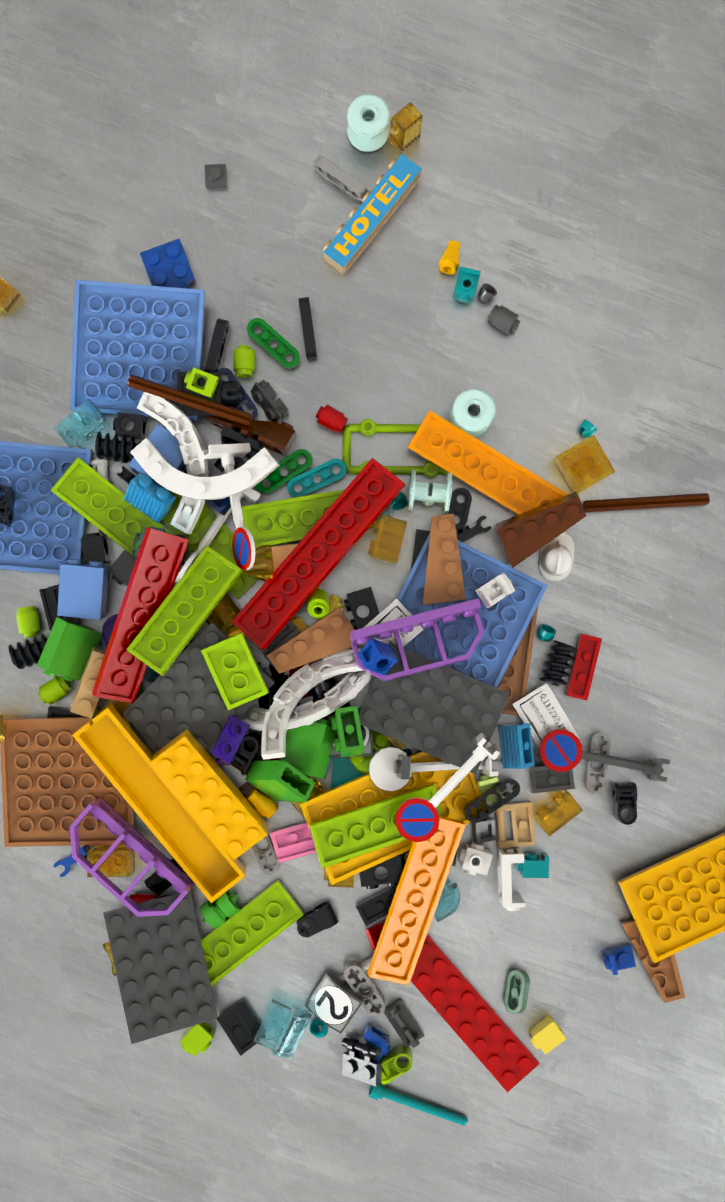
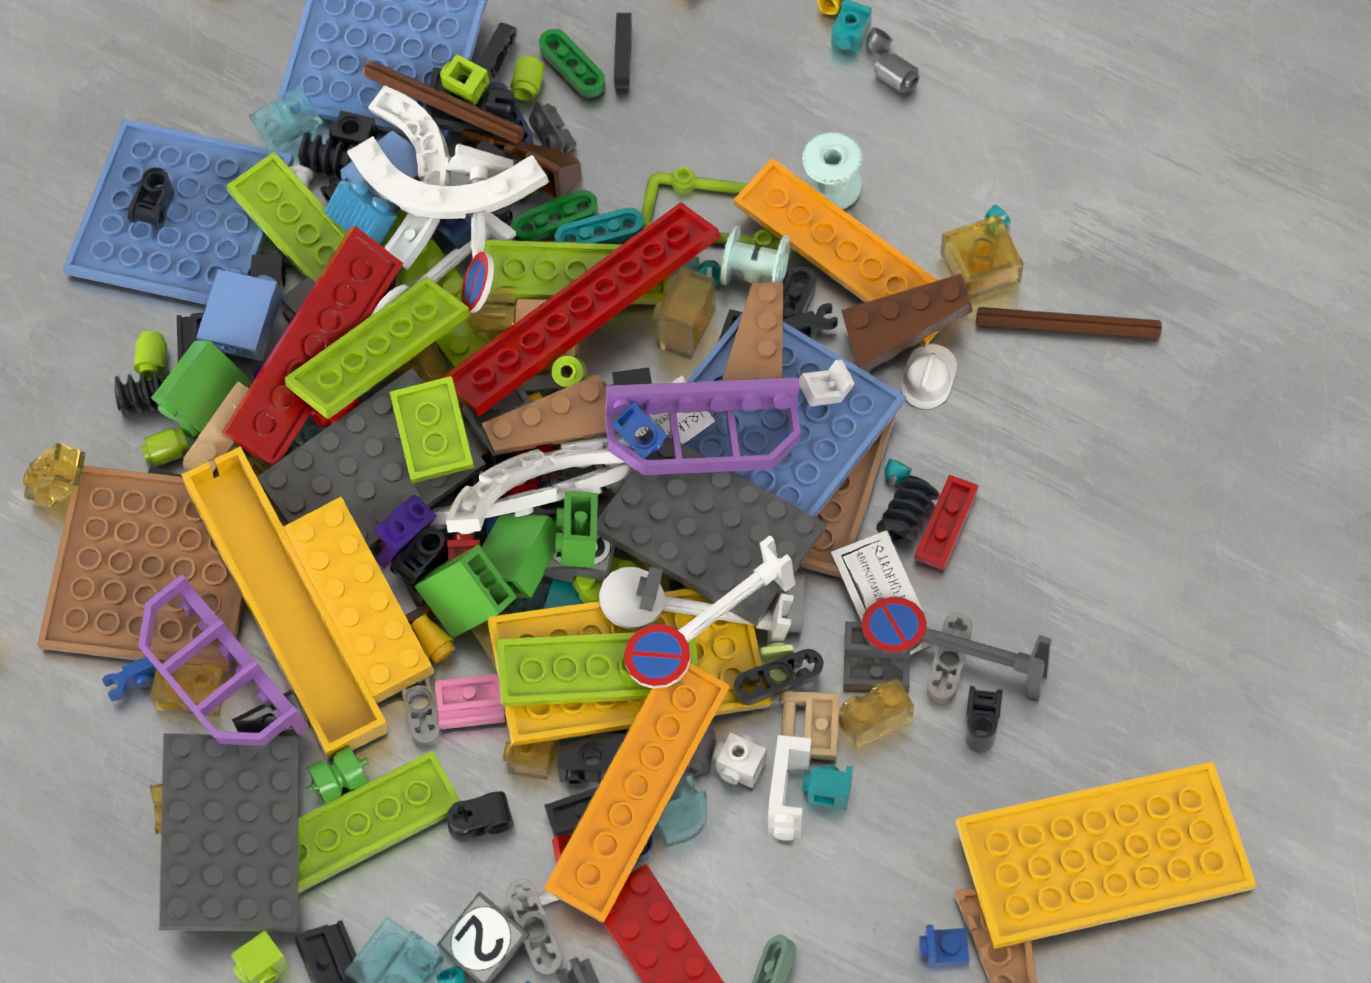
camera: 15 degrees right, 25 degrees down
(331, 418) = (634, 160): red brick -> none
(484, 830) = (761, 724): dark grey plate -> none
(516, 745) = (827, 608): dark azure brick -> none

